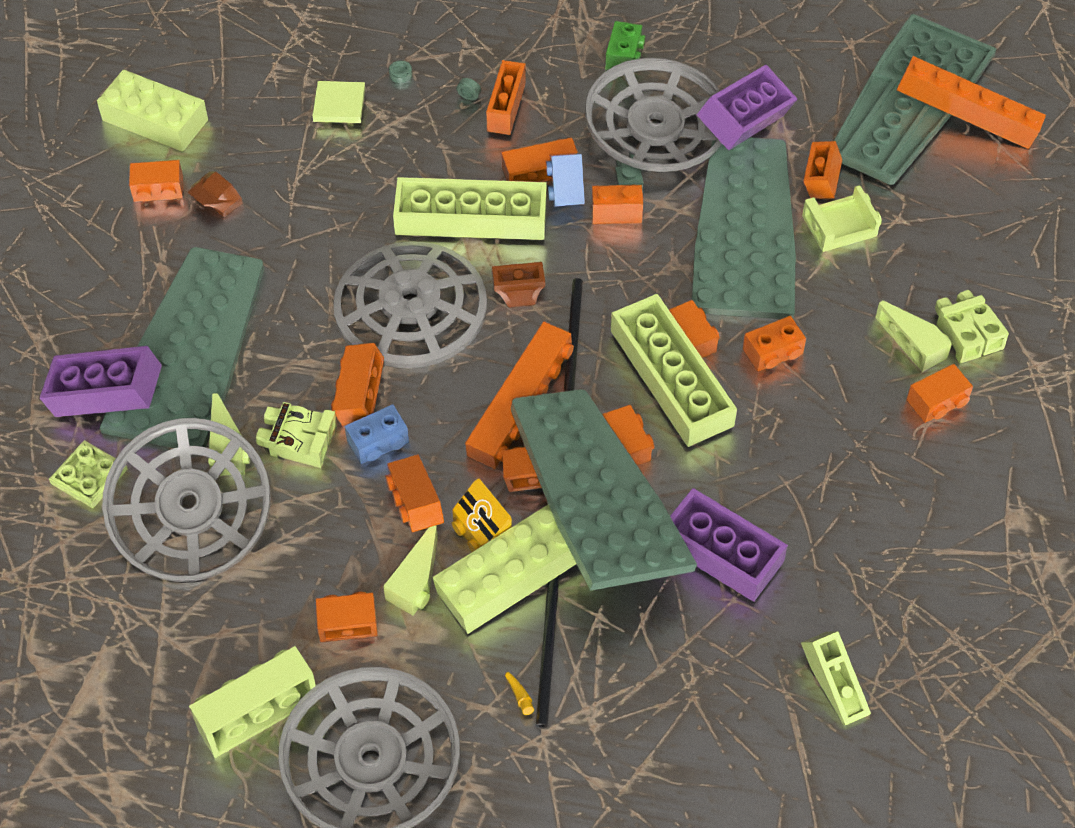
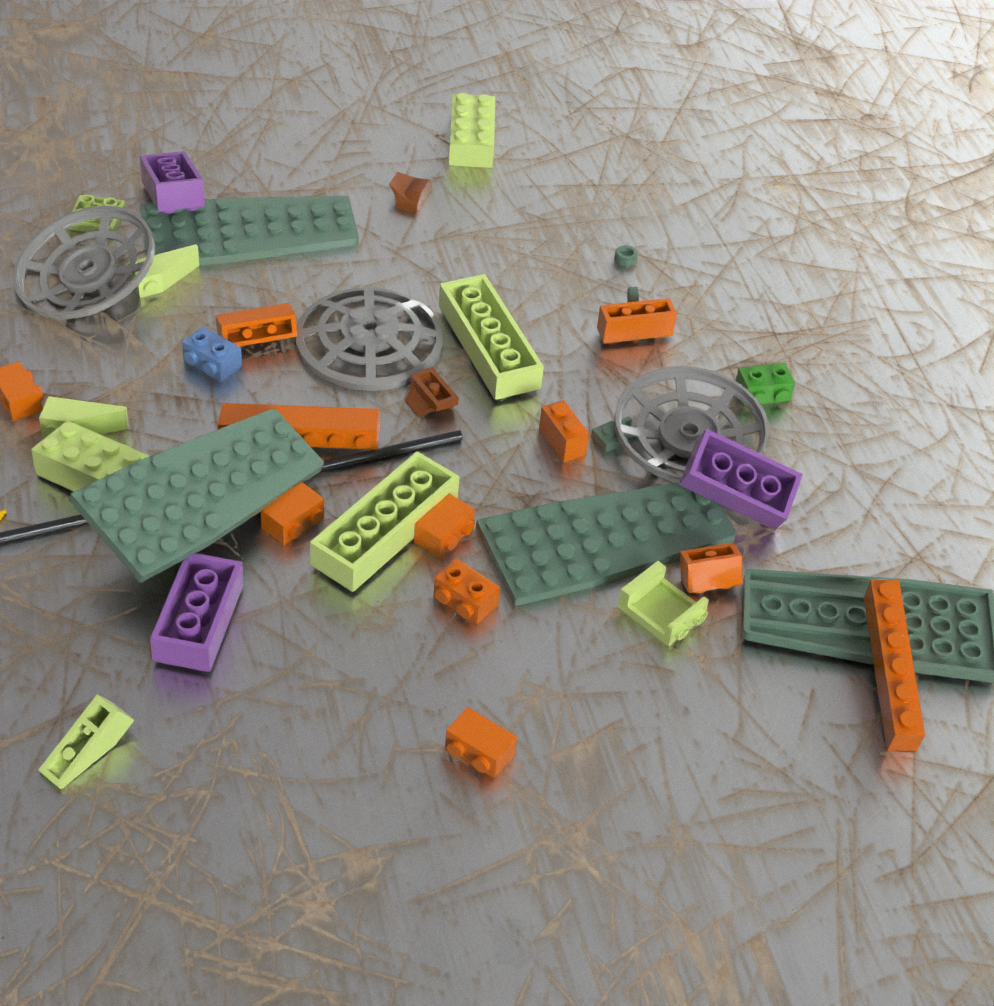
camera: 60 degrees right, 10 degrees down
(156, 180) = (401, 154): orange brick -> none
(297, 433) = (186, 302): yellowish green hips -> none
(339, 102) = (560, 228): yellowish green tile -> none
(414, 493) = (153, 387): orange brick -> none
(479, 516) = (153, 433): yellow slope -> none
(529, 162) = (579, 368): orange brick -> none
(566, 179) = (562, 381): brick -> none
(916, 337) = (539, 710): yellowish green slope -> none
(970, 326) = (585, 748): yellowish green hips -> none

